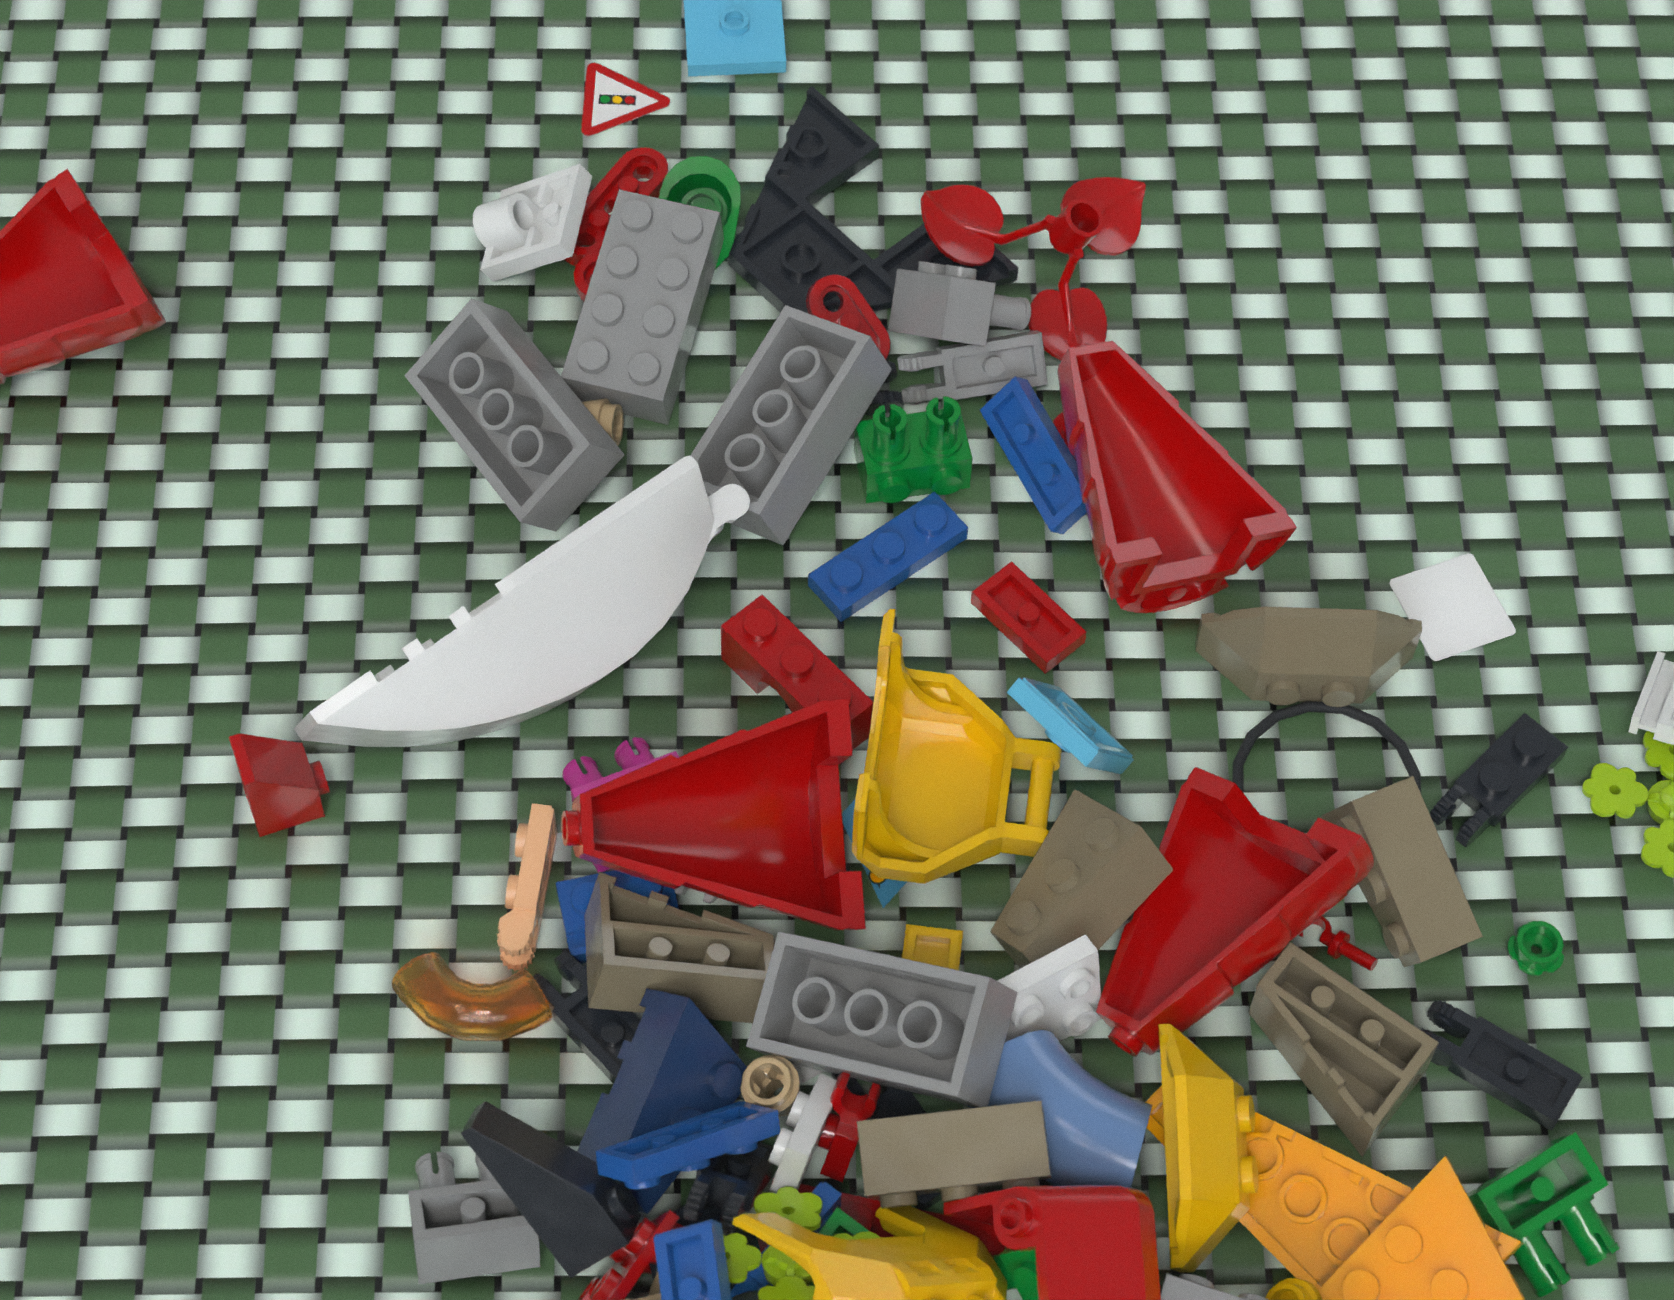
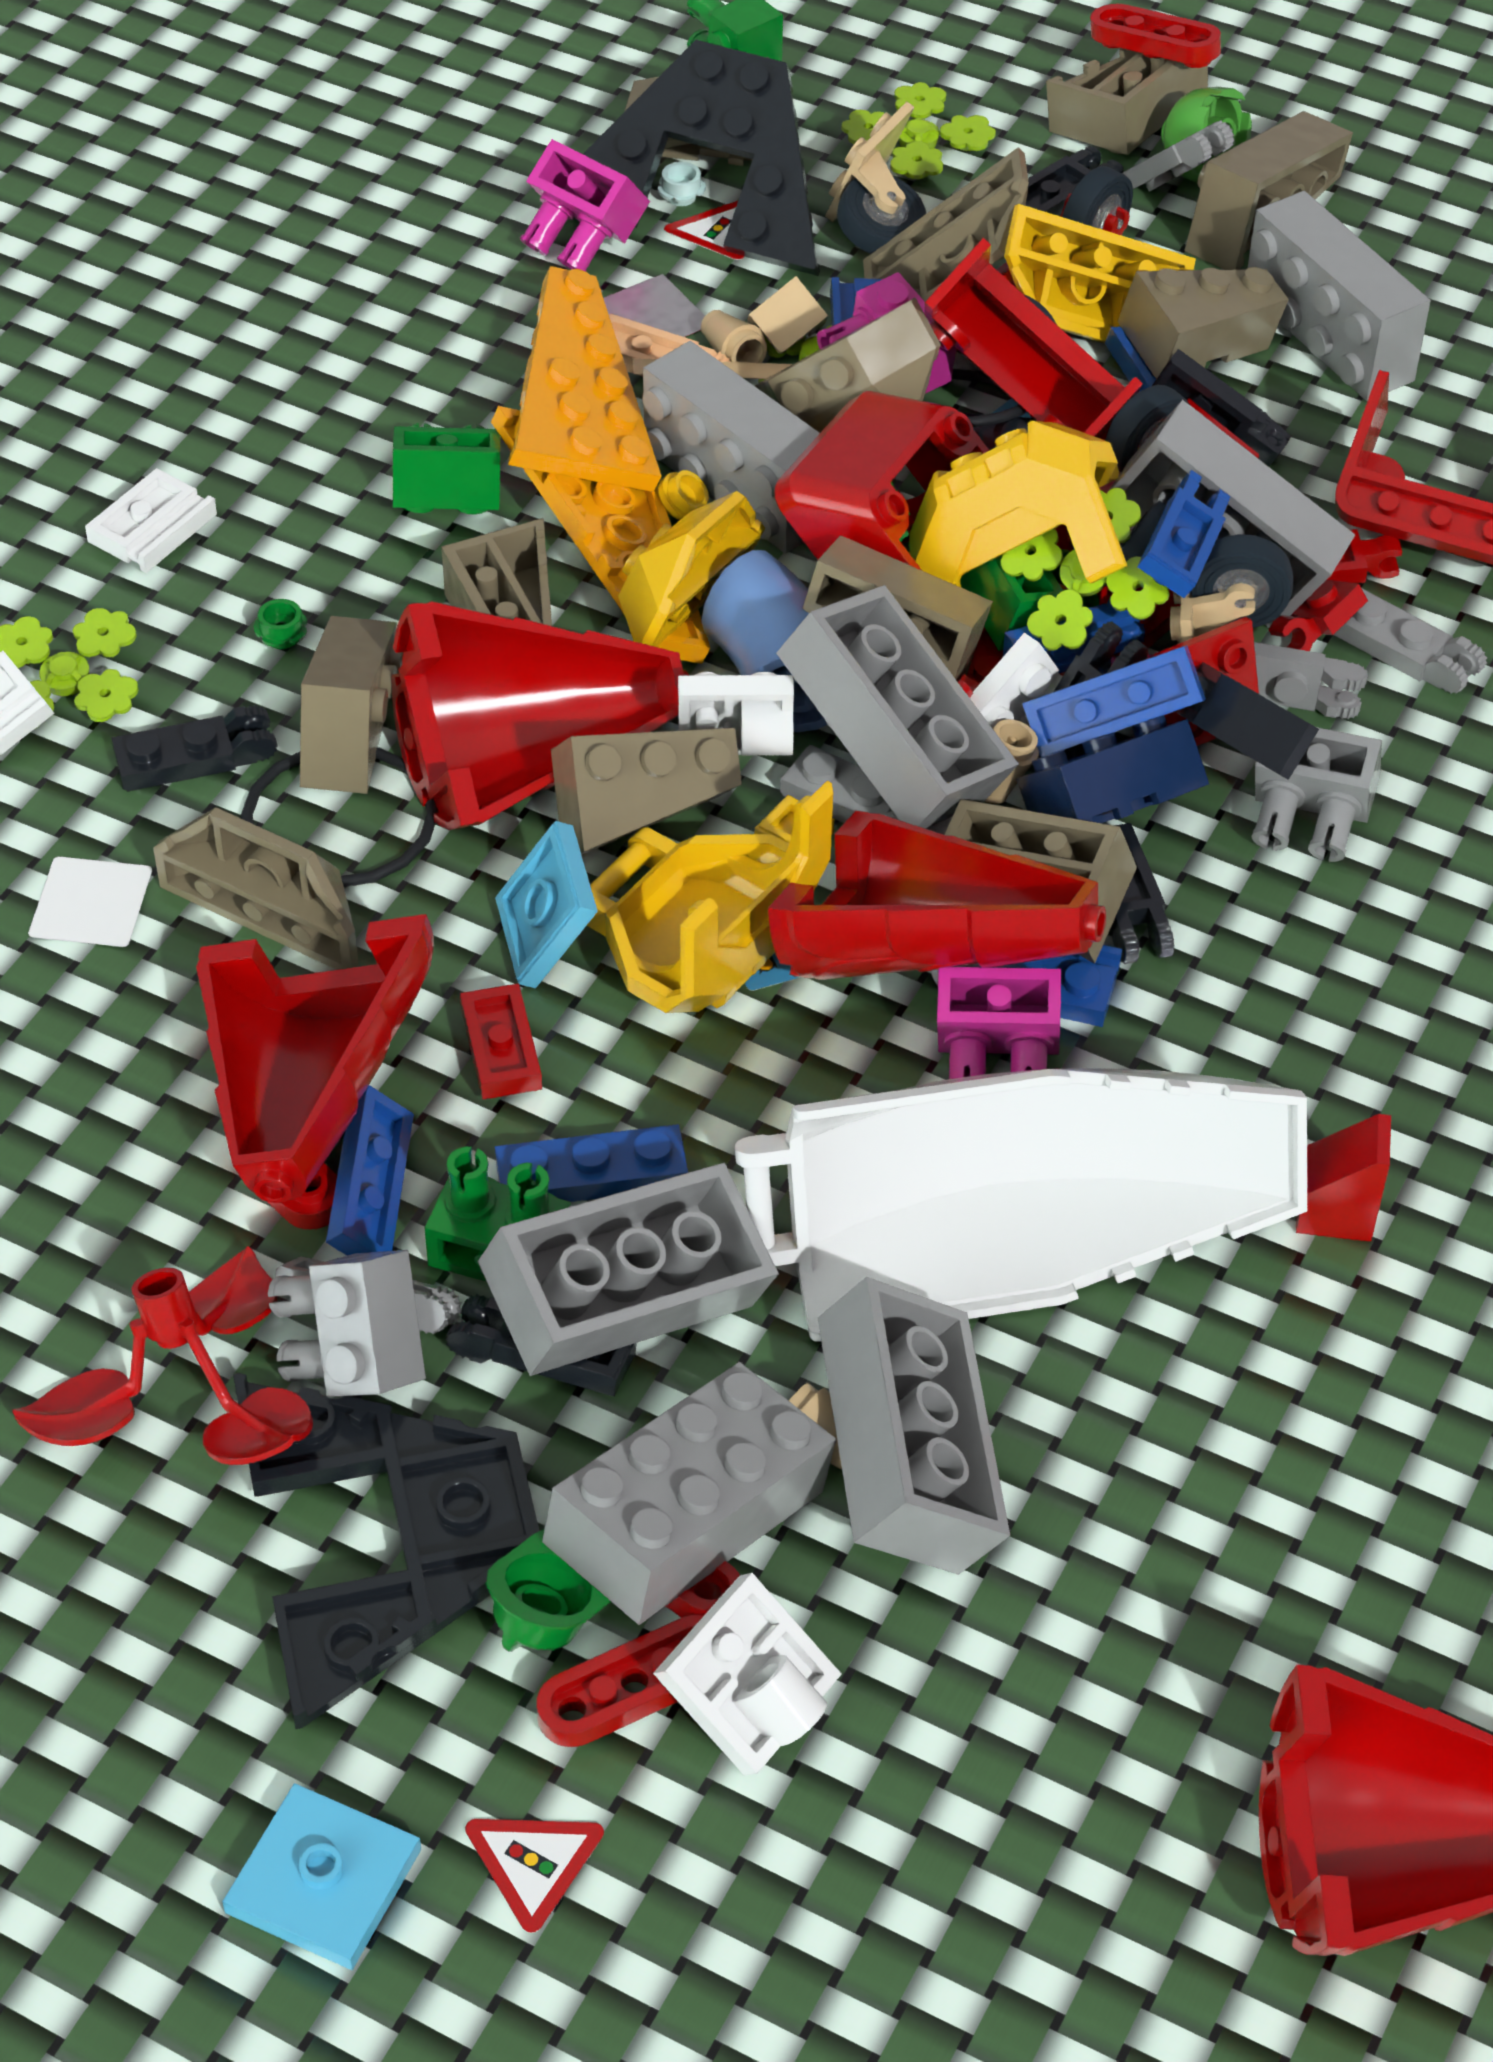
camera: 150 degrees left, 10 degrees down
(468, 1008) = (1241, 939): clear orange cylinder -> none
(528, 890) = (1135, 1009): light nougat hinge -> none
(773, 652) = (765, 1050): red arch -> none
(853, 309) = (469, 1390): red plate -> none
(1502, 1065) = (384, 562): black hinge -> none

